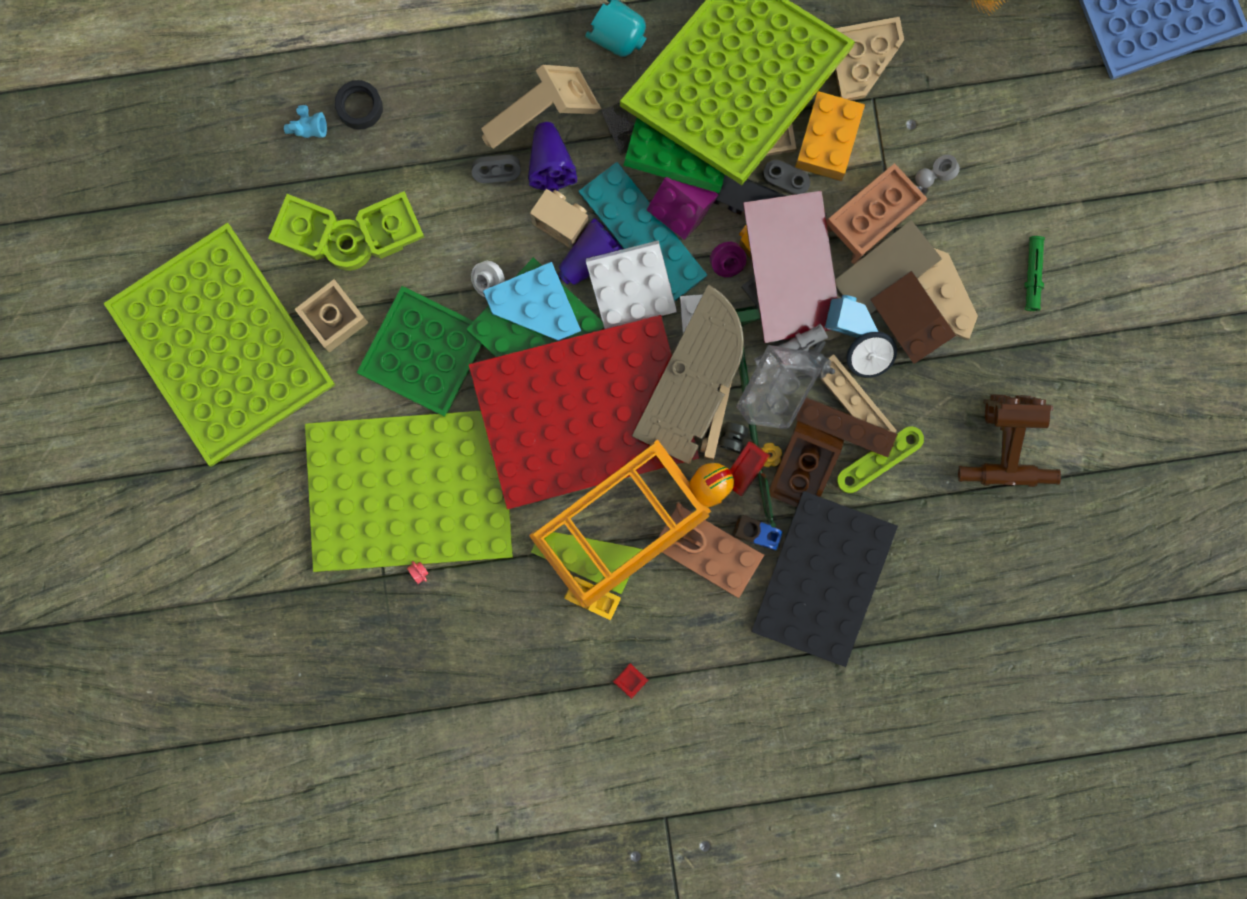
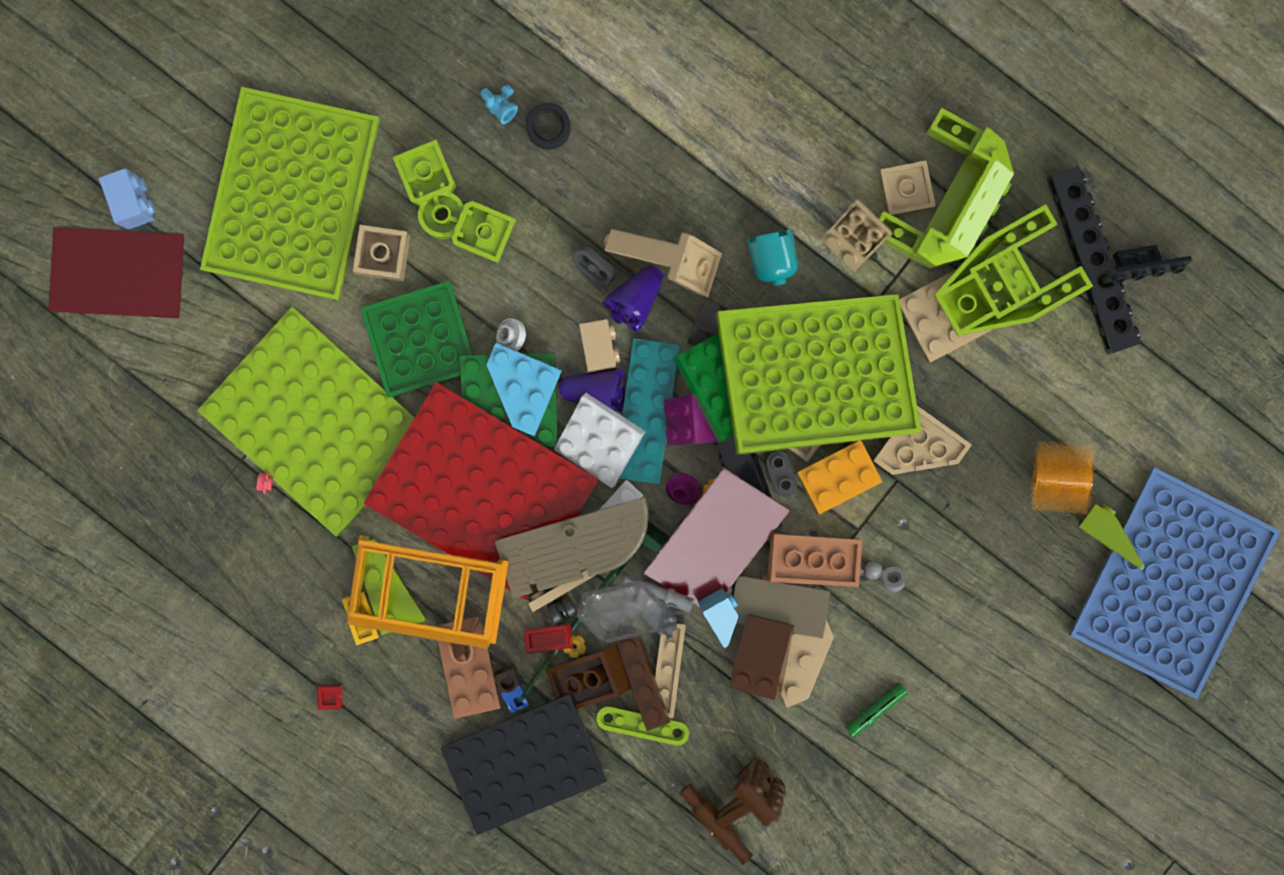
camera: 35 degrees right, 5 degrees up
(97, 466) = (127, 198): none -> light blue brick
(148, 535) = (116, 272): none -> dark red piece
(711, 484) = (513, 627): light orange helmet -> none
(871, 354) = (710, 651): white wheel -> none

